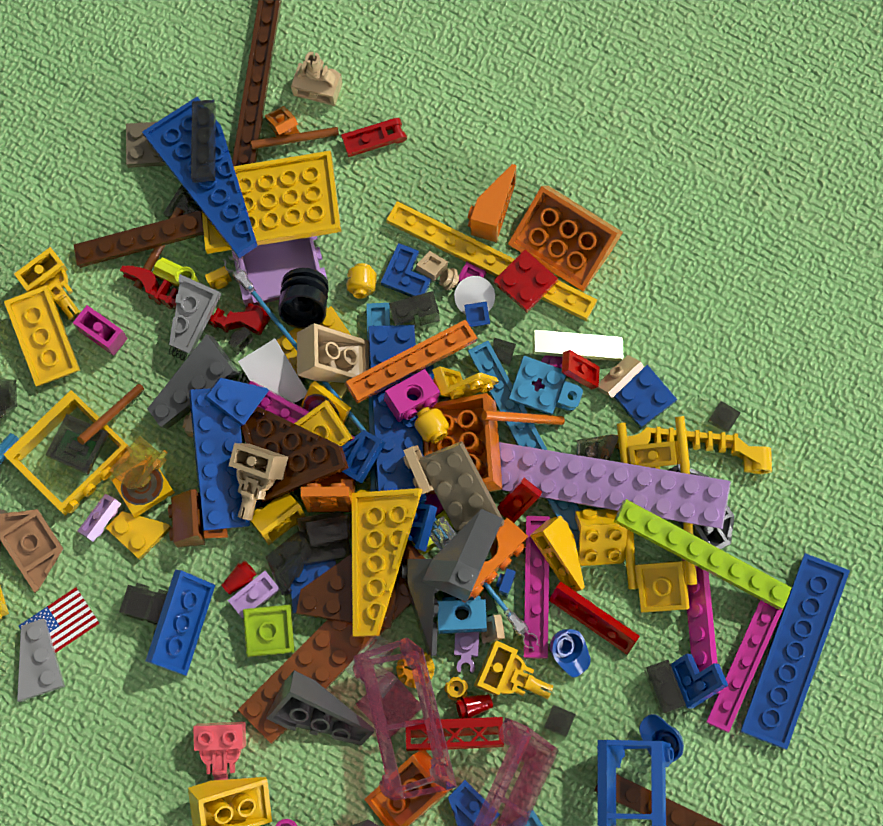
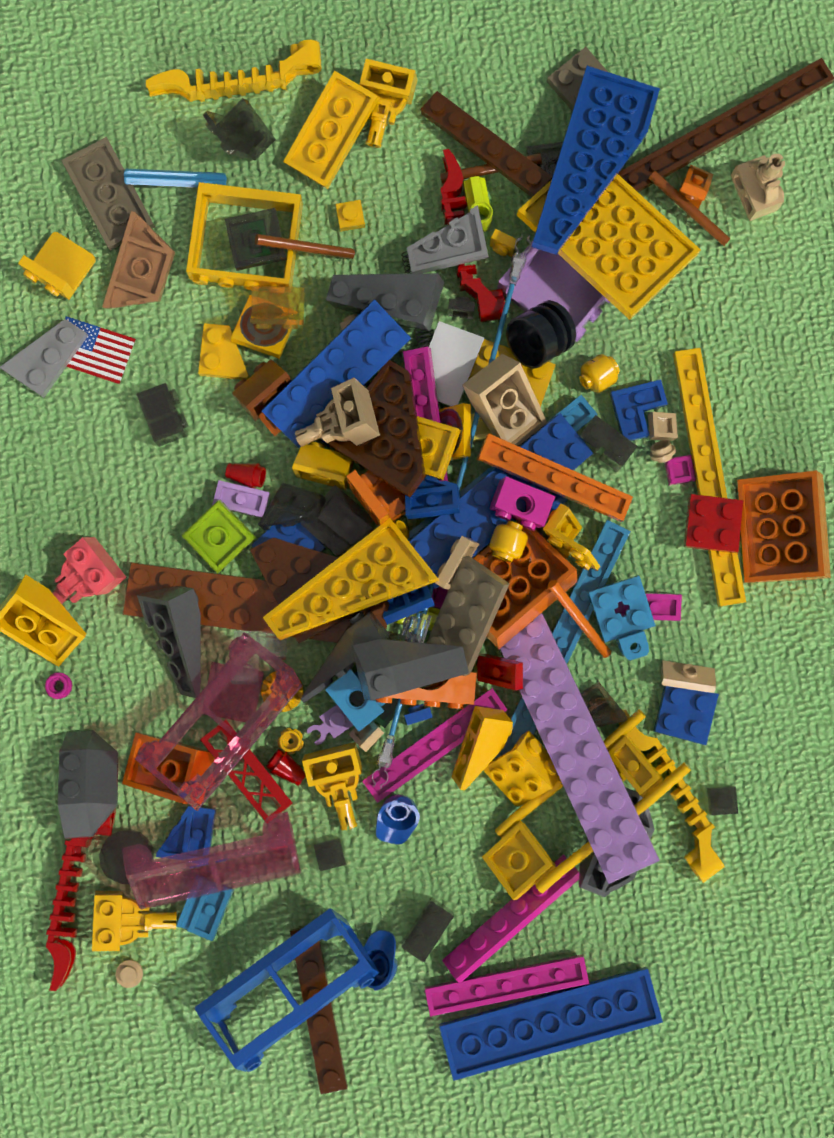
camera: 45 degrees right, 10 degrees up
(99, 517) = (208, 310): lavender plate -> none
(100, 330) = (374, 176): dark pink brick -> none
(112, 369) = (350, 215): none -> yellow plate
(180, 622) = (166, 454): blue plate -> none
(203, 141) = (619, 127): clear smoke plate -> none
(236, 398) = (398, 347): blue wing -> none
(373, 137) = (746, 279): red plate -> none
(474, 290) = (664, 487): white sticker -> none
(477, 314) = (648, 502): blue plate -> none
(491, 206) = (761, 438): orange slope -> none
(504, 350) = (632, 552): clear smoke tile -> none
(580, 369) = (666, 637): red plate -> none
(585, 345) = (687, 617): tile -> none
(594, 618) = (444, 818): red plate -> none
(697, 685) = (448, 959): blue plate -> none
(702, 554) = (572, 879): lime plate -> none

